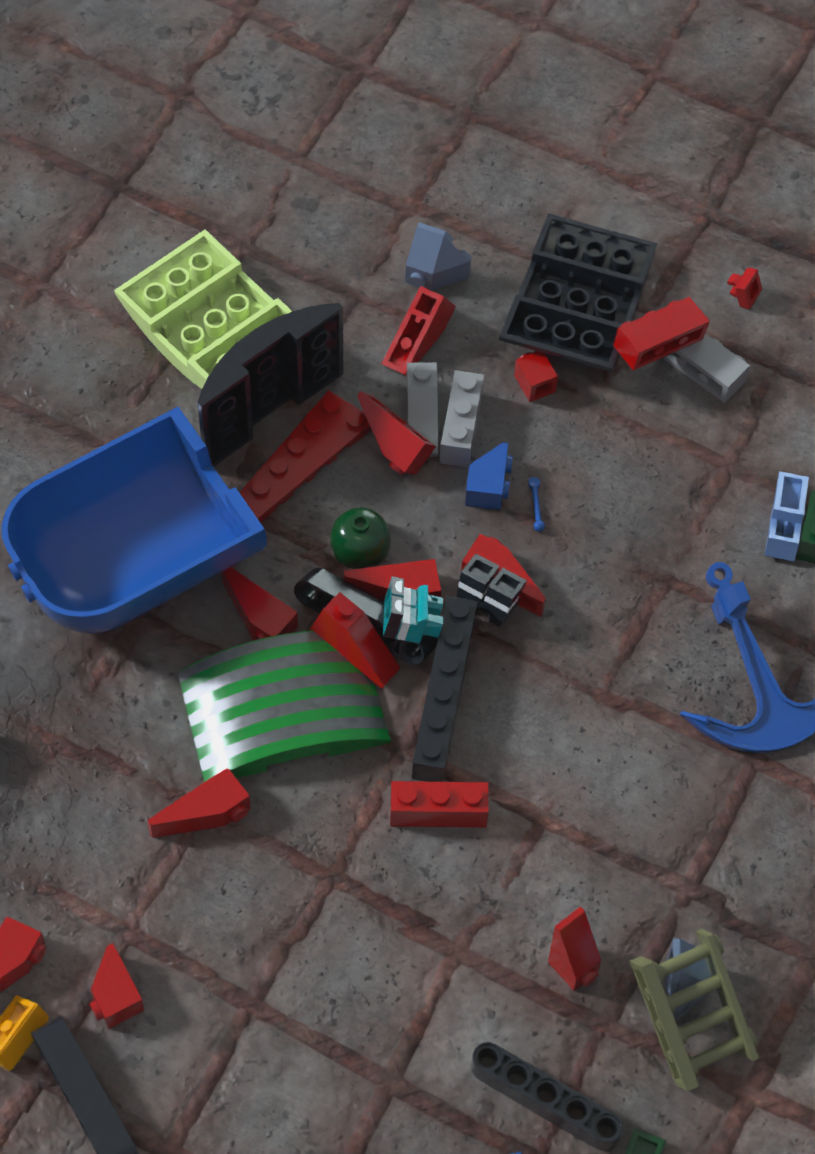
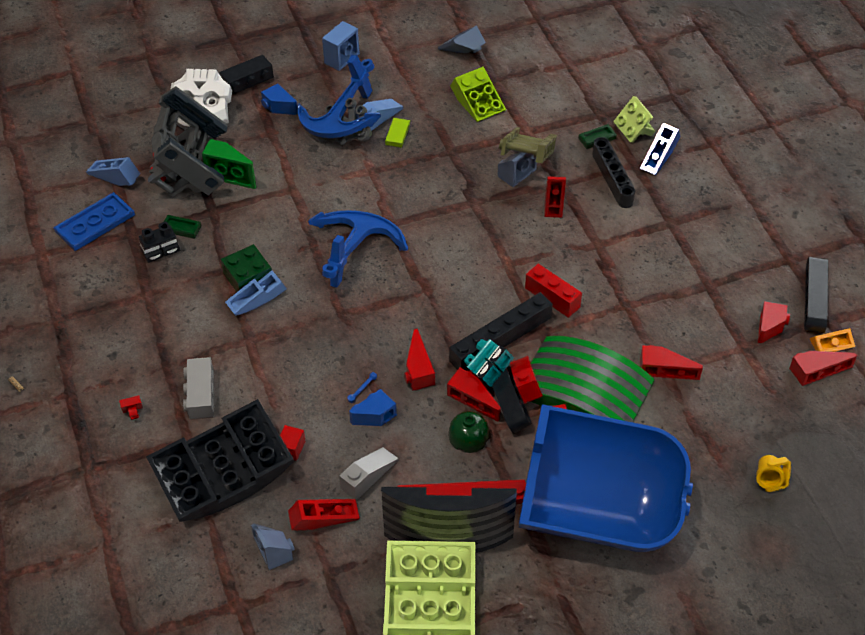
camera: 135 degrees left, 10 degrees down
(395, 437) = (399, 458): red slope -> none
(461, 419) = (354, 447): light grey brick -> none
(494, 591) = (436, 349): black hips -> none
(660, 333) = (214, 393): red brick -> none

